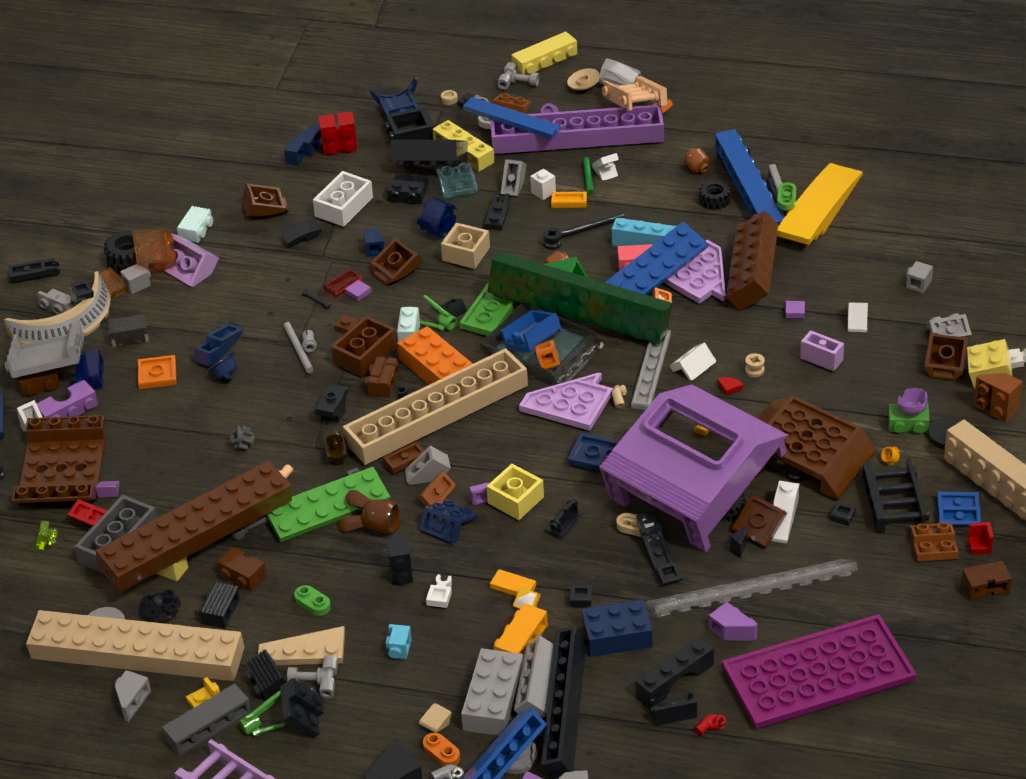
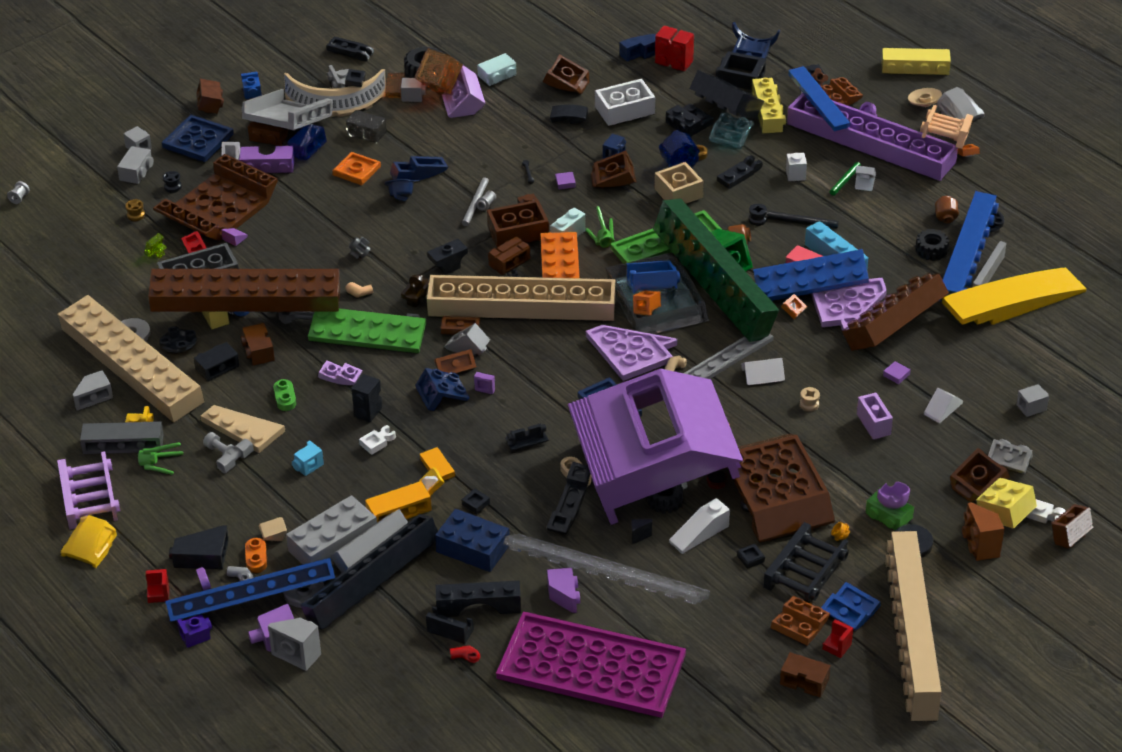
camera: 35 degrees right, 0 degrees up
(265, 673) = (192, 429): black brick -> none
(302, 706) = (187, 464): black plate -> none
(341, 282) = (553, 168): clear red tile -> none
(345, 555) = (340, 375): none -> lavender slope
(374, 514) = (386, 354): reddish brown piece -> none
(449, 97) = (801, 60): tan tile -> none
(455, 307) = (622, 230): black slope -> none
(510, 75) = (870, 67): light grey bar -> none
(513, 177) = (777, 149): light grey slope -> none
(515, 491) = (508, 394): light yellow brick -> none
(569, 200) = (808, 190): light orange tile -> none
(730, 385) = (773, 405): red tile -> none
(761, 520) = (671, 522): reddish brown plate -> none
(786, 196) = (981, 273): bright green plate -> none

